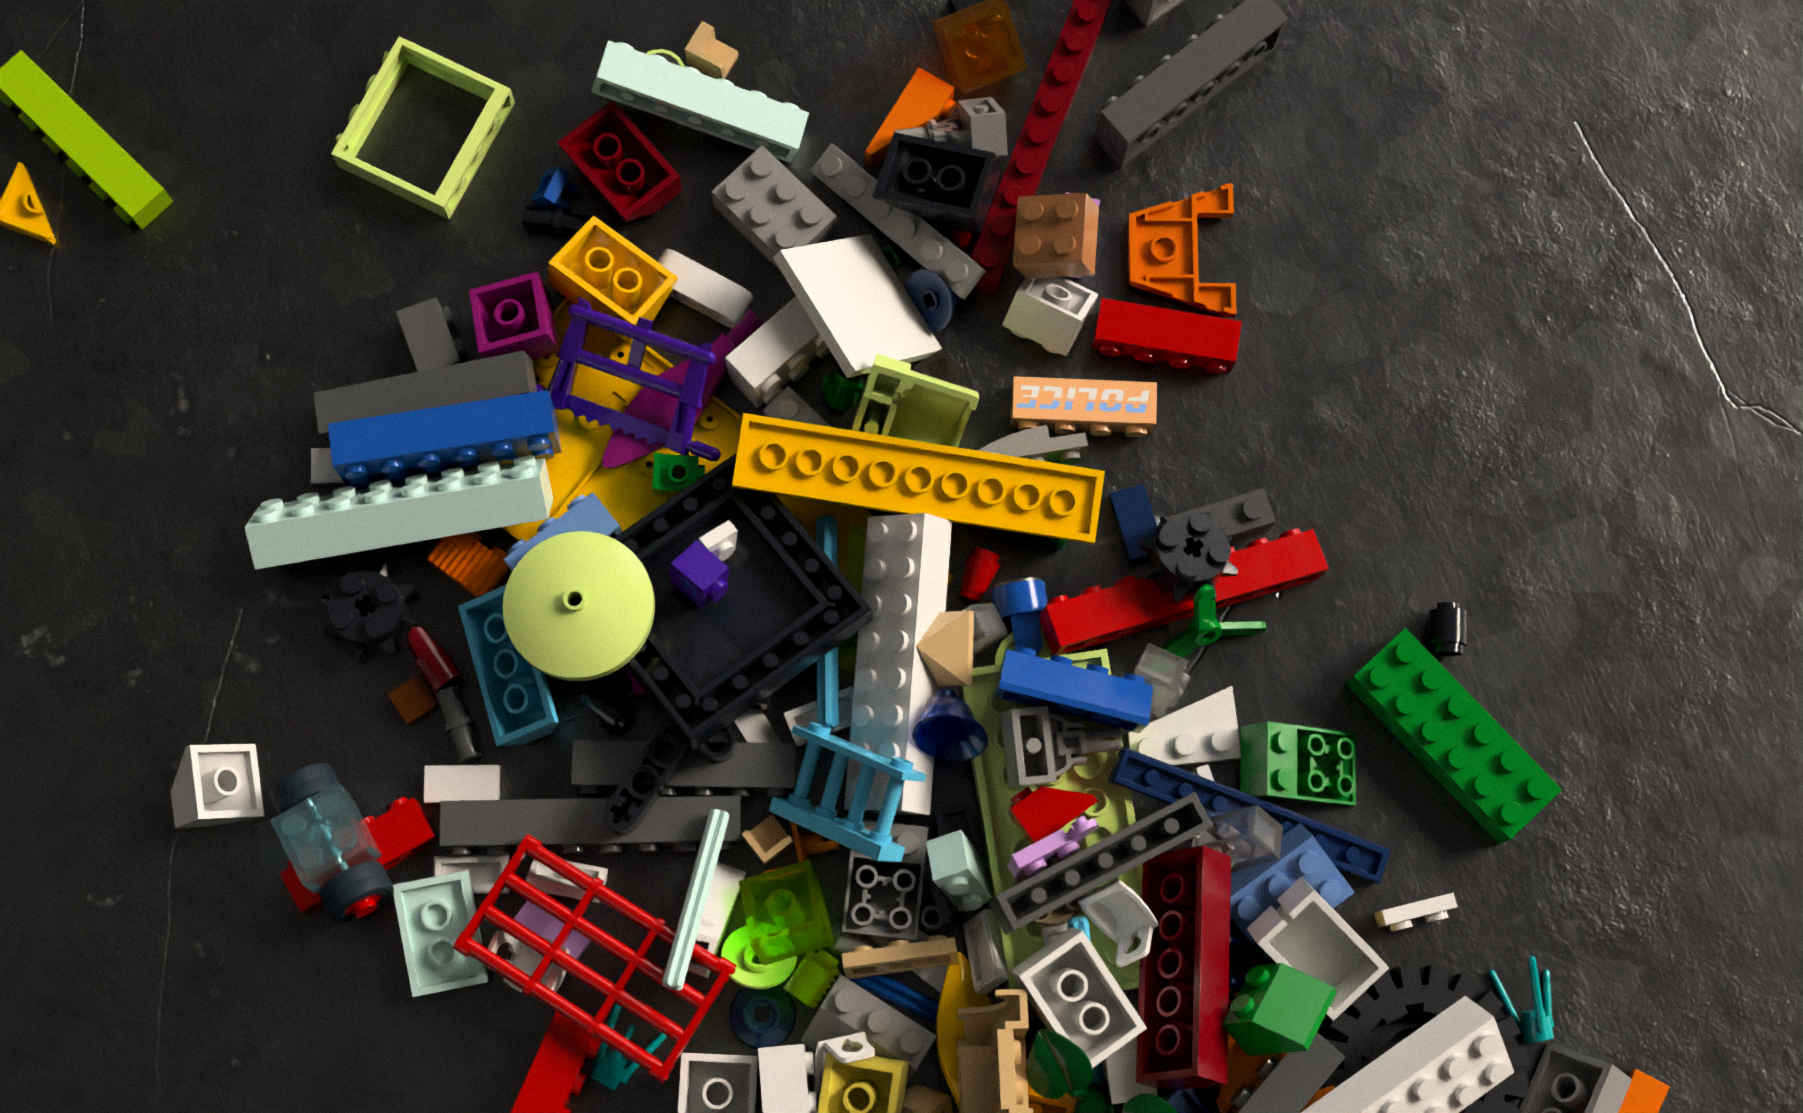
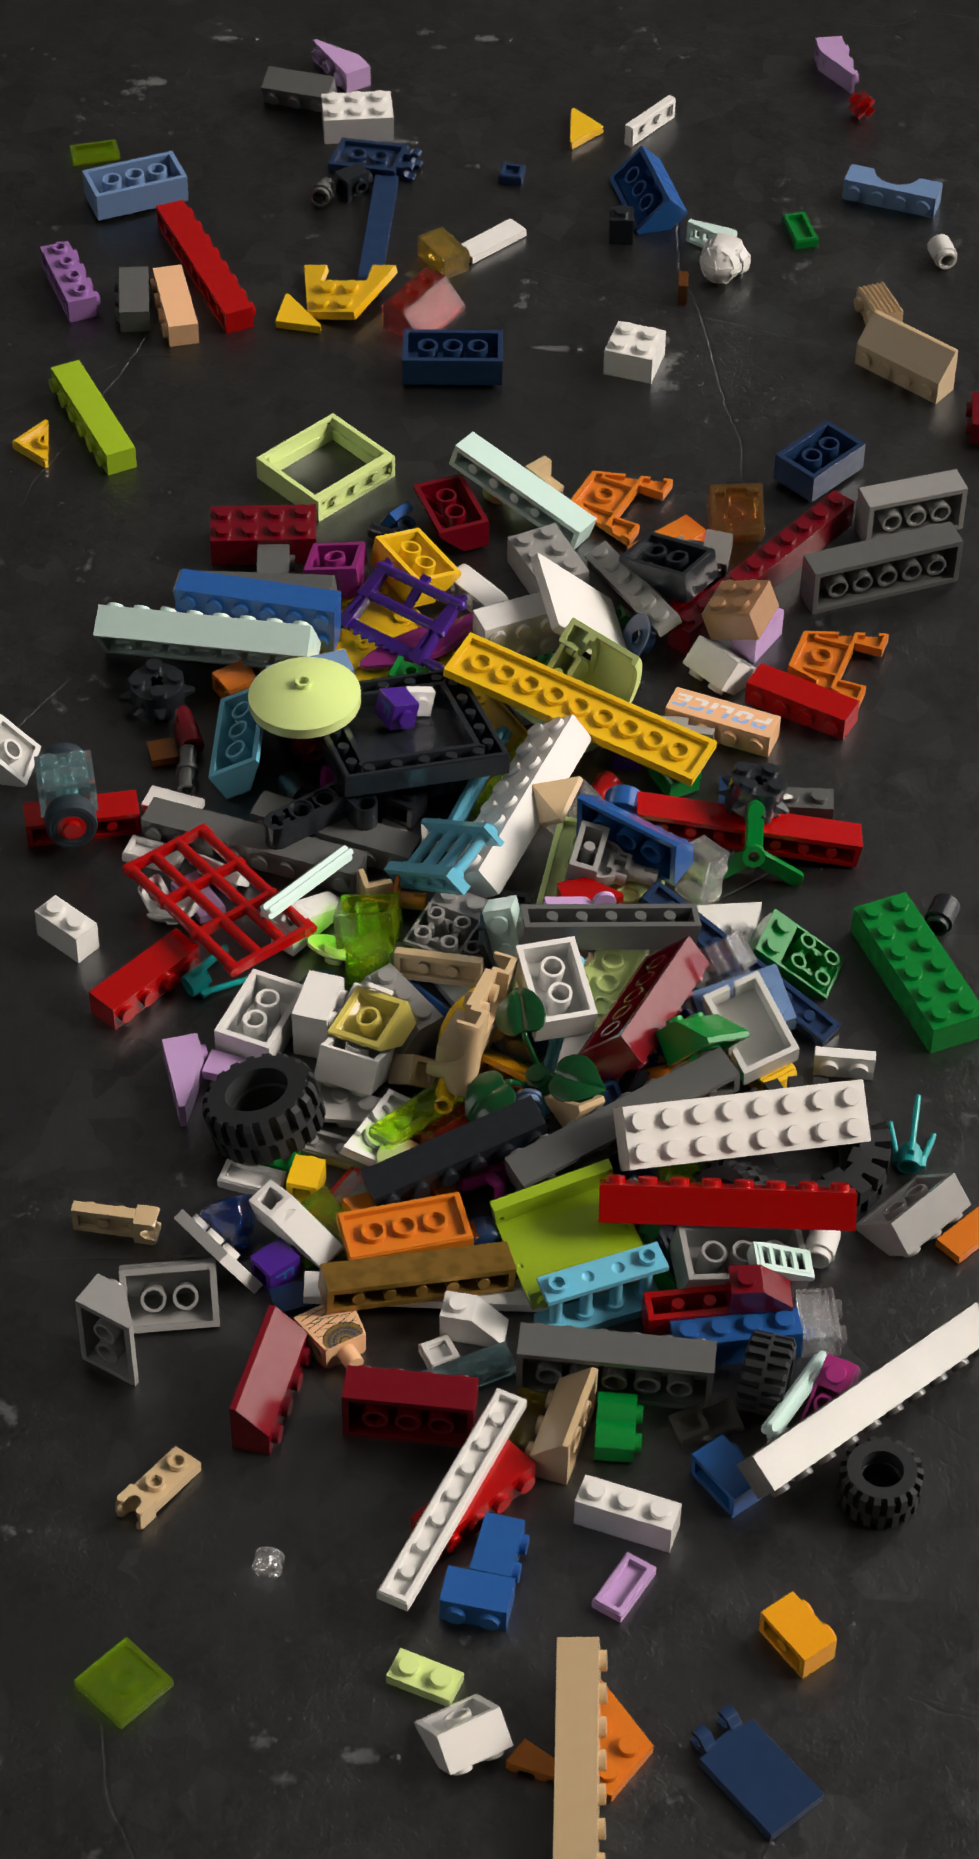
camera: 25 degrees right, 30 degrees down
(376, 281) = (239, 530): none -> dark red brick
(418, 1050) = (67, 929): none -> white brick
(430, 921) = (104, 882): light aqua plate -> none
(800, 59) = (609, 495): none -> orange wing
(949, 729) = (532, 838): clear blue hat -> none
(1121, 917) = (609, 966): white piece -> none

